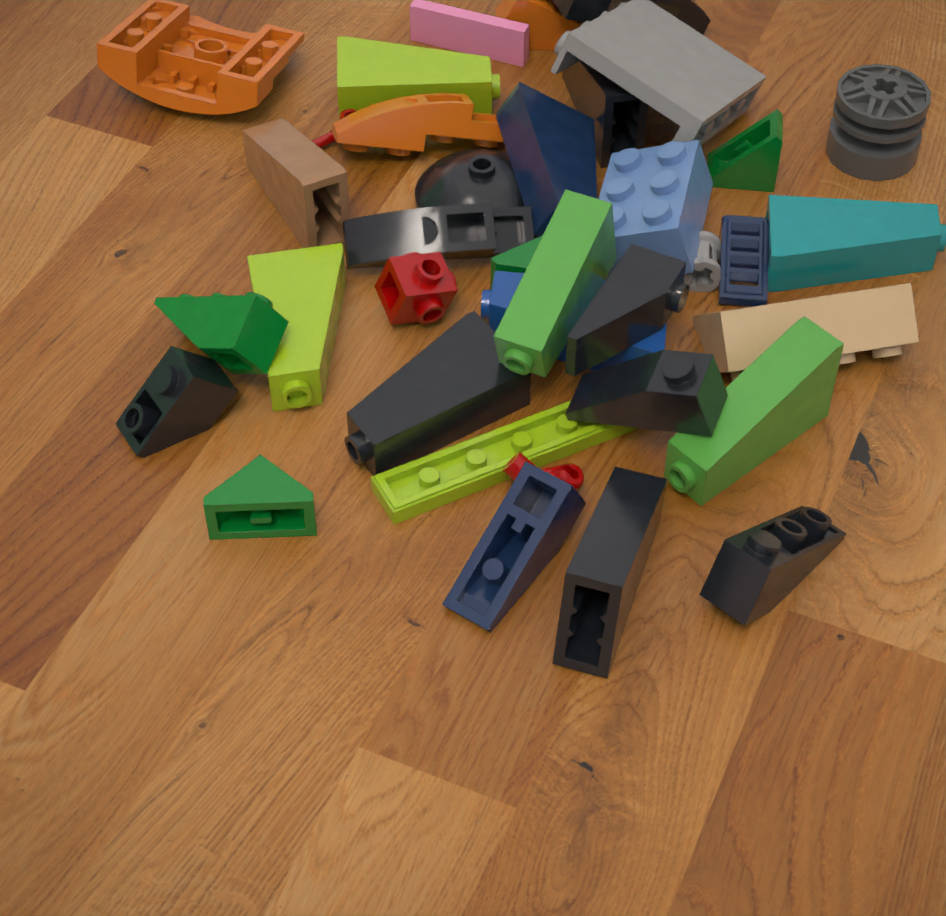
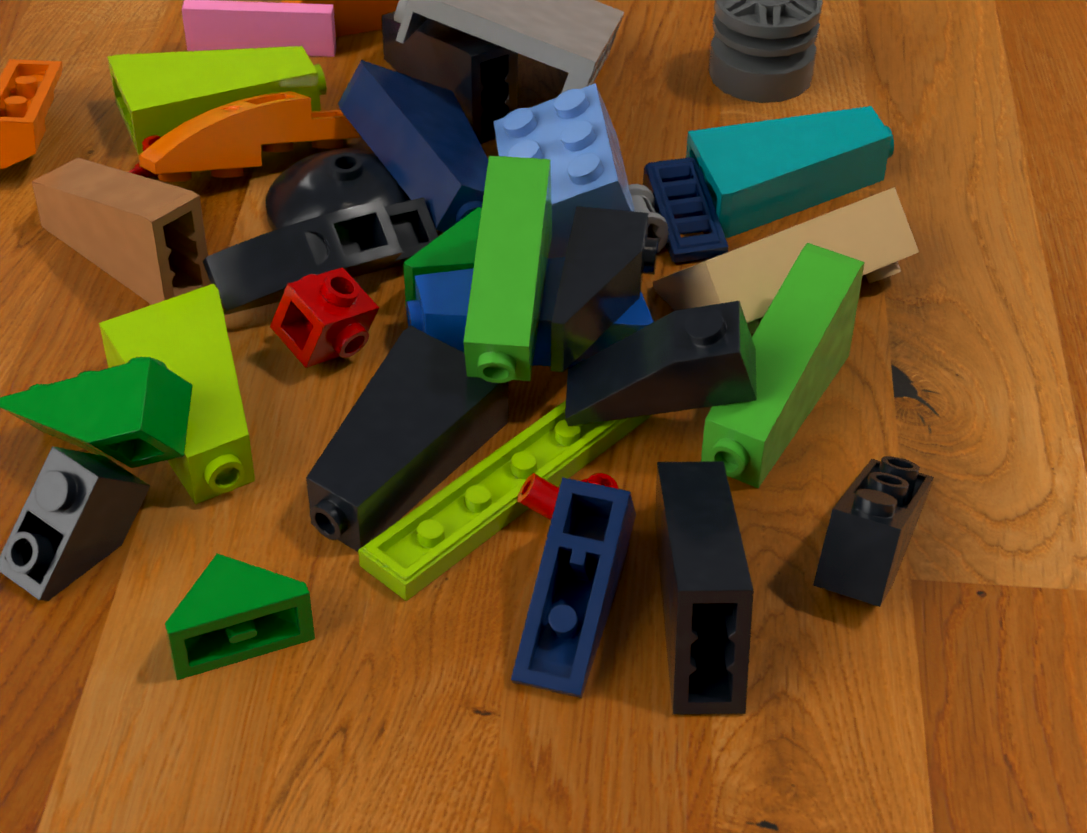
camera: 20 degrees left, 5 degrees down
(750, 157) = (646, 96): green slope -> none

